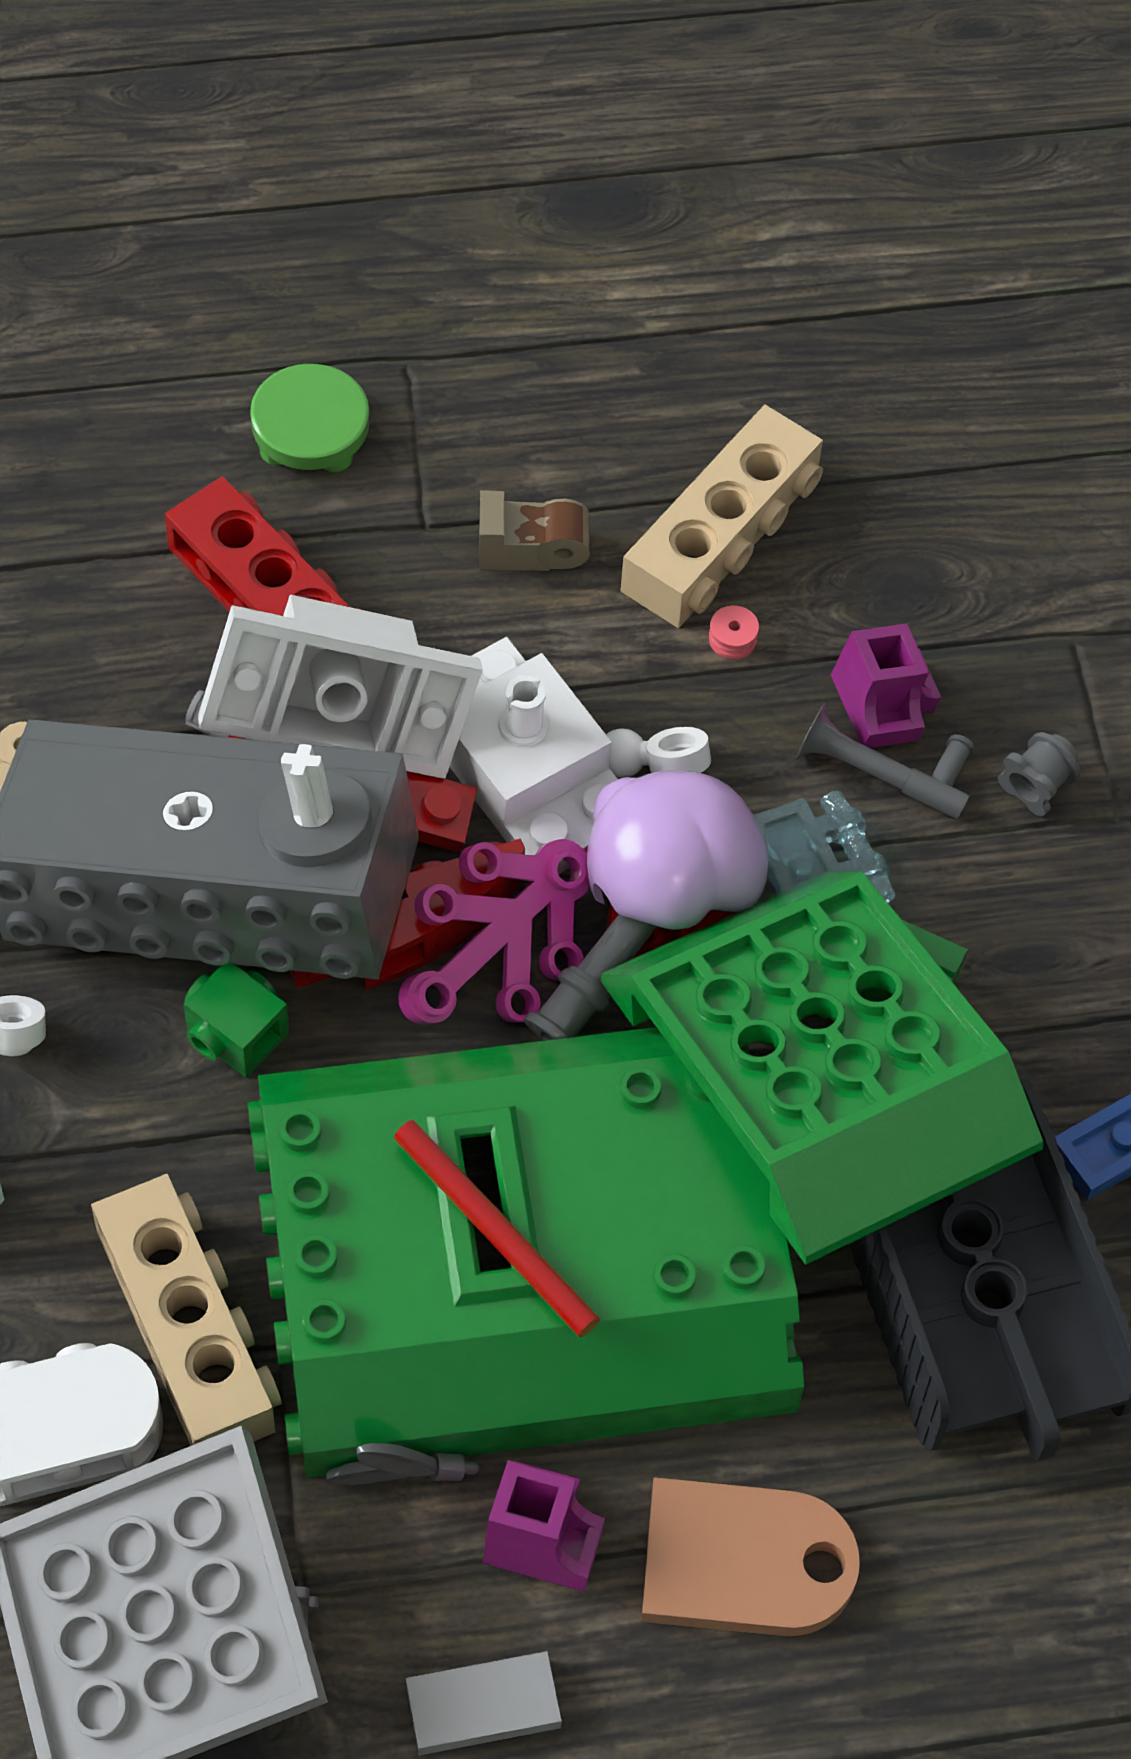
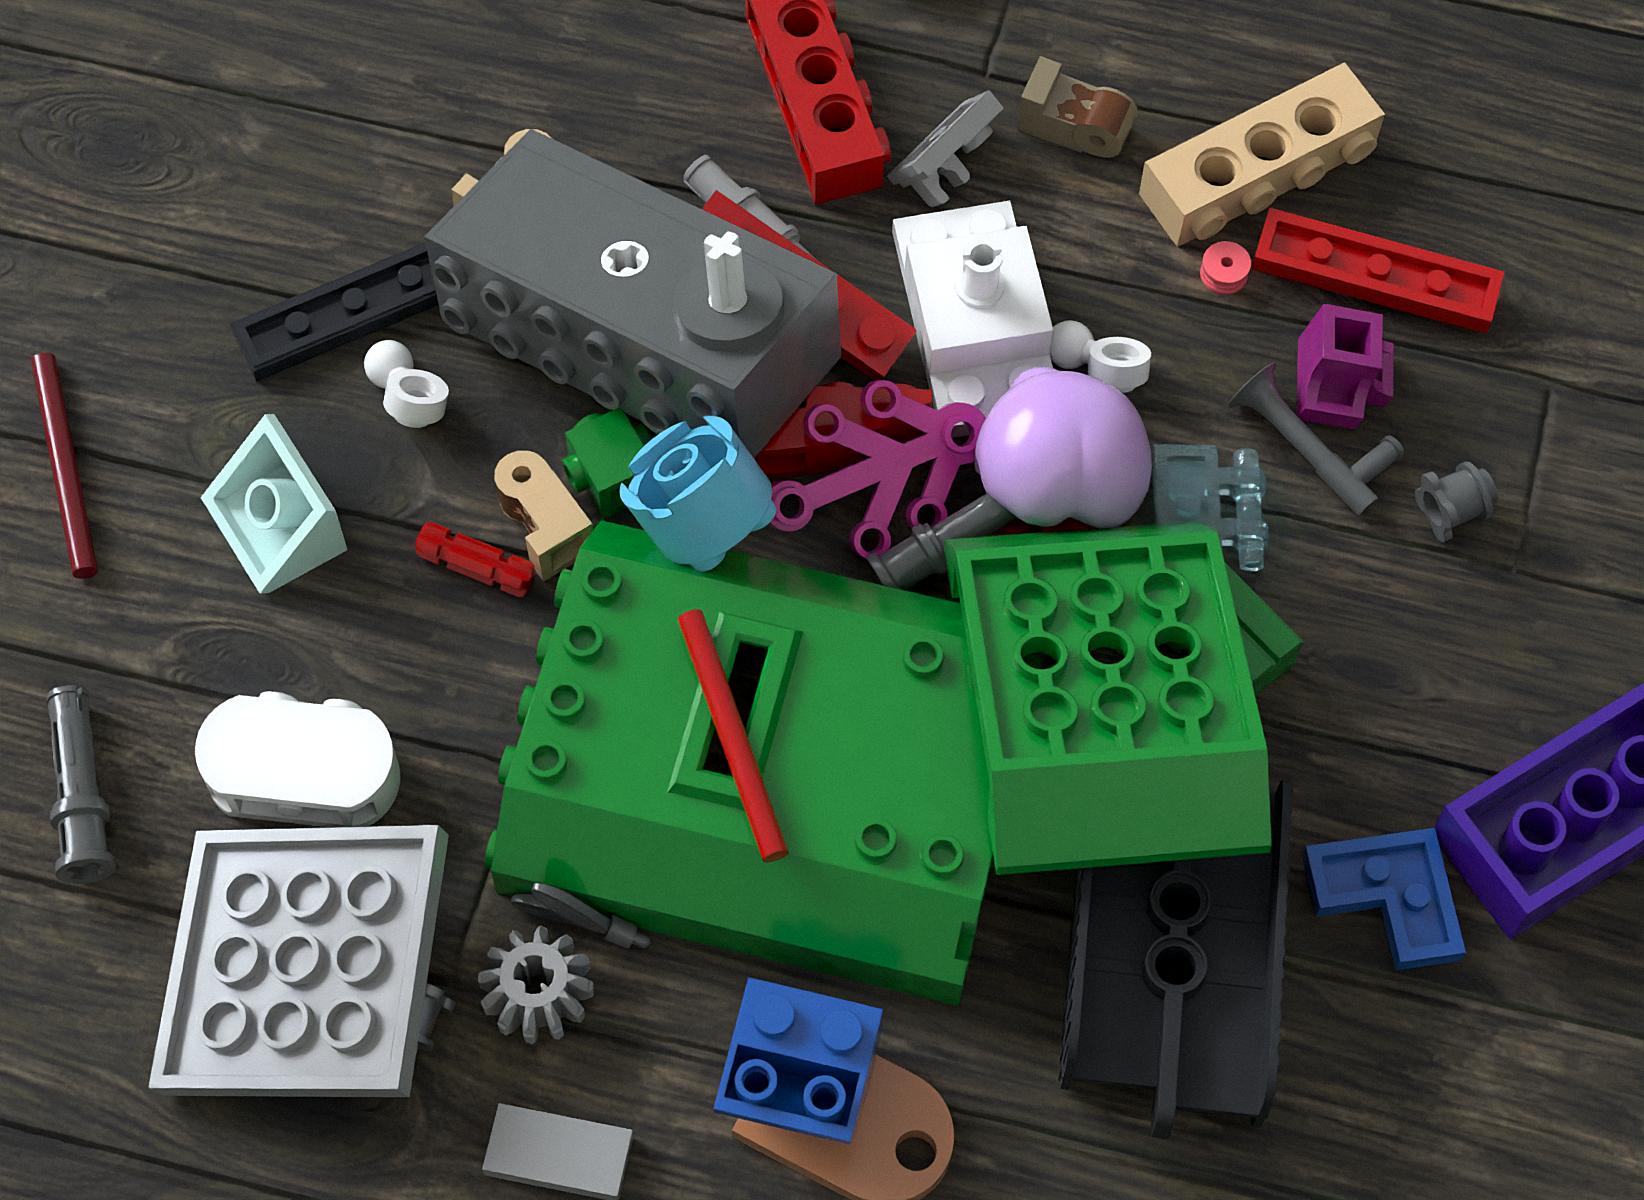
camera: 25 degrees right, 5 degrees up
(140, 1160) = (475, 559): none -> red axle
(155, 1219) = (437, 617): tan brick -> none
(191, 1086) = (539, 500): none -> tan leg
(339, 682) = (816, 191): white brick -> none
(356, 1010) = (698, 492): none -> medium azure brick
(411, 1532) = (526, 960): none -> light grey gear
(429, 587) = (935, 155): none -> light grey plate
(542, 1527) = (674, 1016): magenta brick -> none
(687, 1516) = (799, 1061): none -> blue slope
(874, 586) = (1378, 270): none -> red plate

